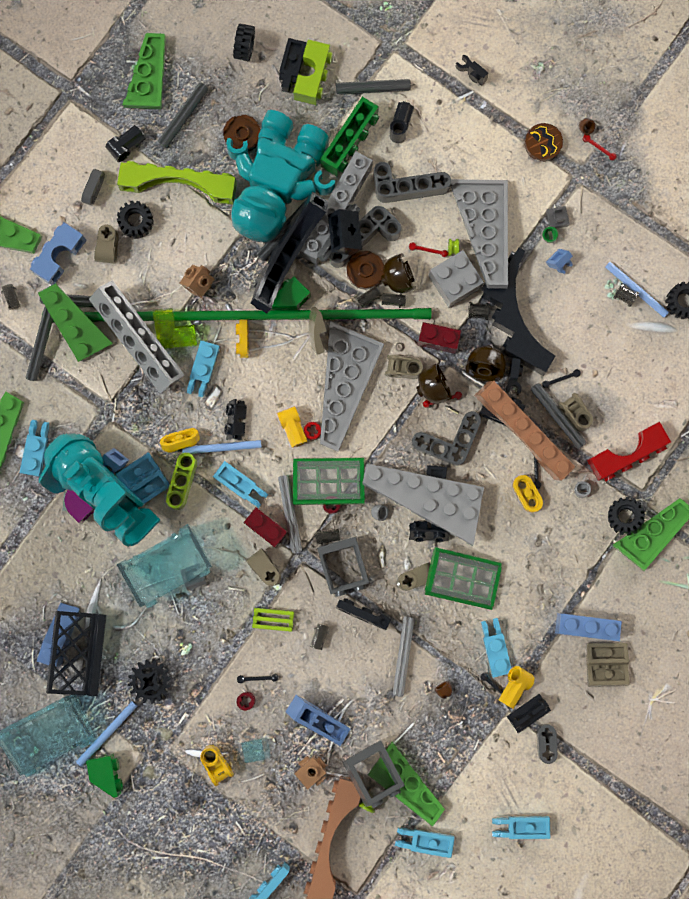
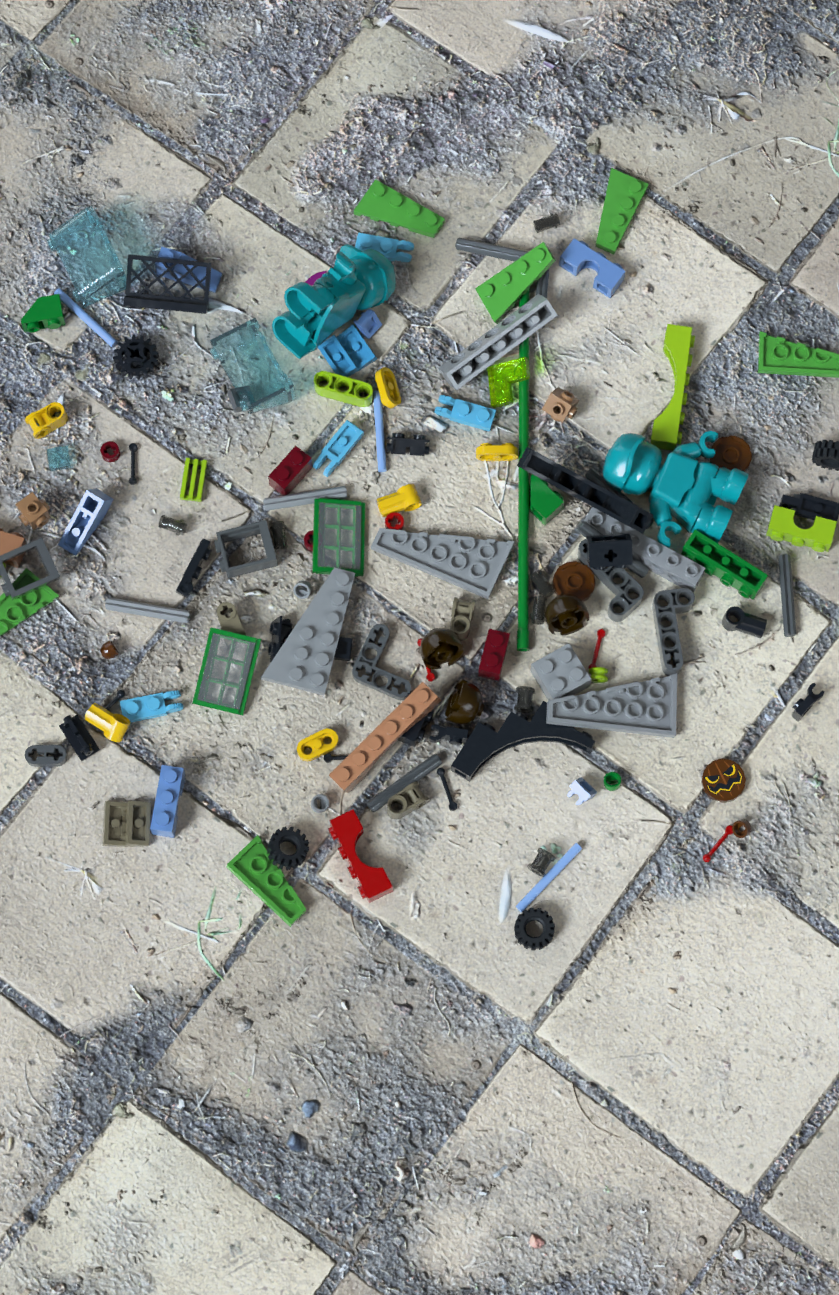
camera: 90 degrees right, 10 degrees down
(93, 187) = (667, 302): dark grey beam -> none
(106, 248) = (599, 316): dark tan piece -> none
(121, 146) = (714, 332): black piece -> none
(147, 219) = (630, 356): black tyre -> none
(183, 115) = (751, 395): dark grey axle -> none
(262, 565) = (247, 471): dark tan piece -> none
(316, 326) = (495, 521): dark tan slope -> none
(557, 217) = (633, 792): flat silver tile -> none

